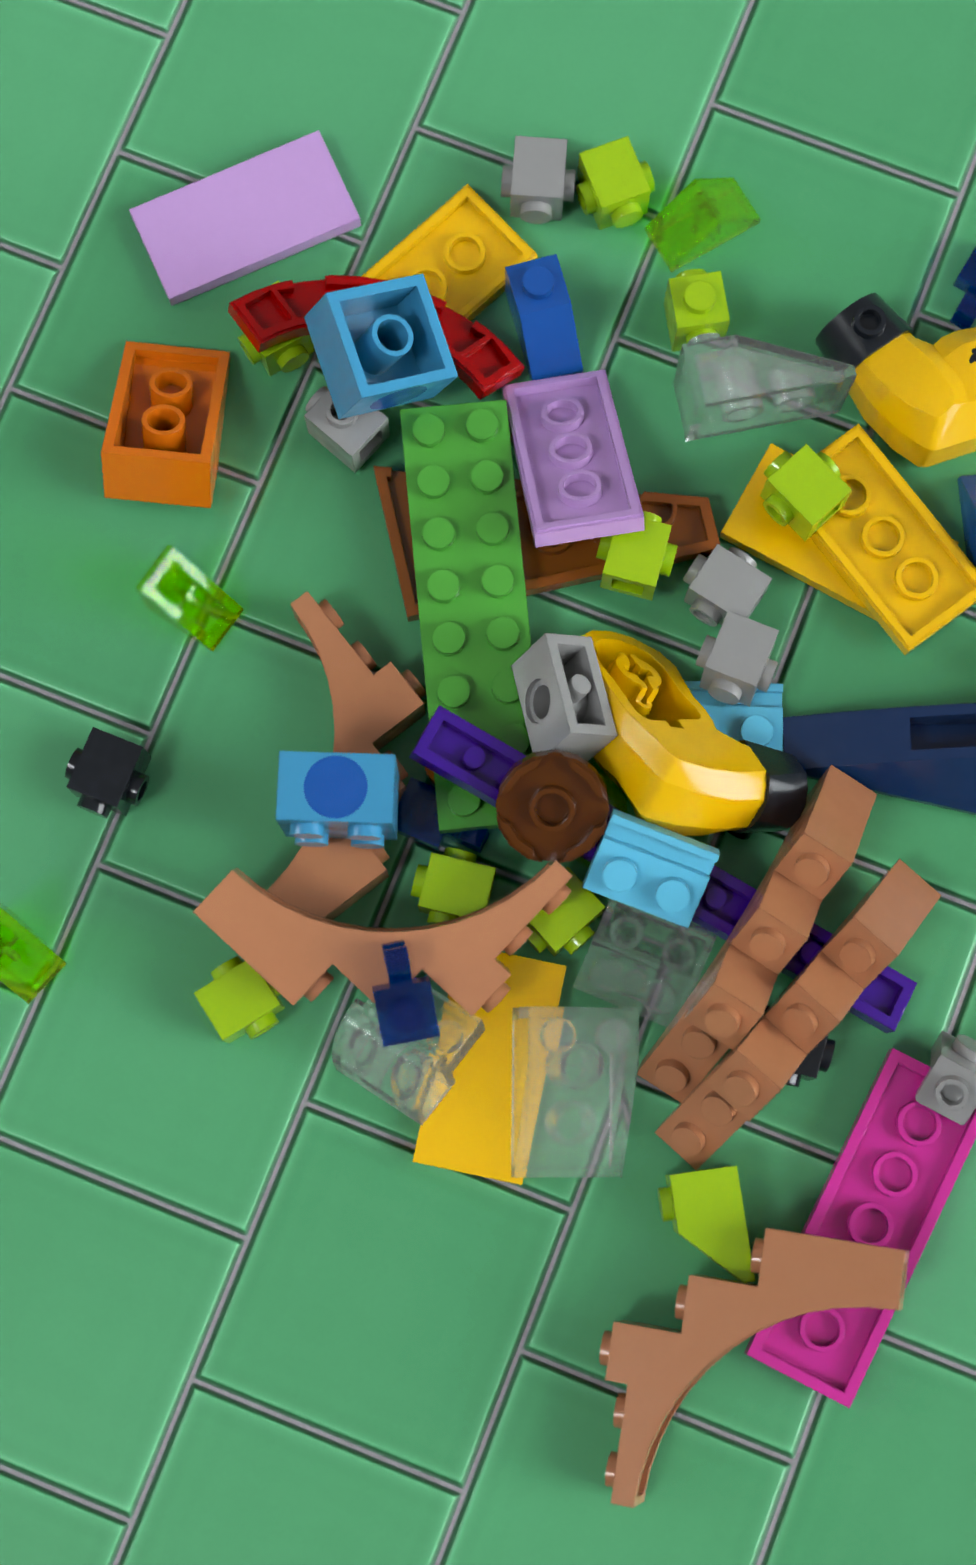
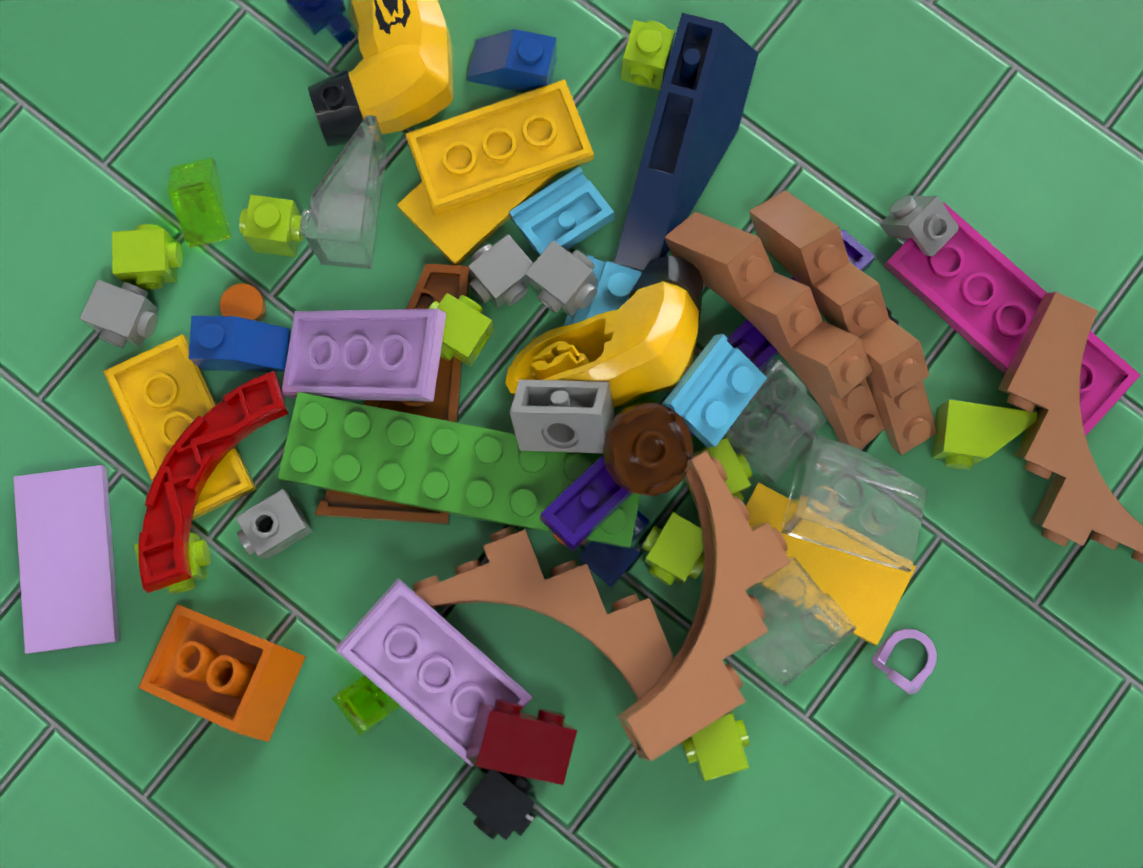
camera: 75 degrees left, 0 degrees up
(180, 774) = (522, 742): none -> dark red brick
(231, 652) = (427, 666): none -> lavender tile
(338, 798) = (591, 615): dark azure brick -> none
(377, 1187) = (884, 651): none -> lavender piece
(380, 345) = (224, 474): dark azure brick -> none
(404, 1004) = (769, 611): clear blue plate -> none
(594, 310) = (243, 302): none -> orange tile
(803, 490) = (449, 187): lime brick -> none
(824, 638) = (562, 213): none -> medium azure plate

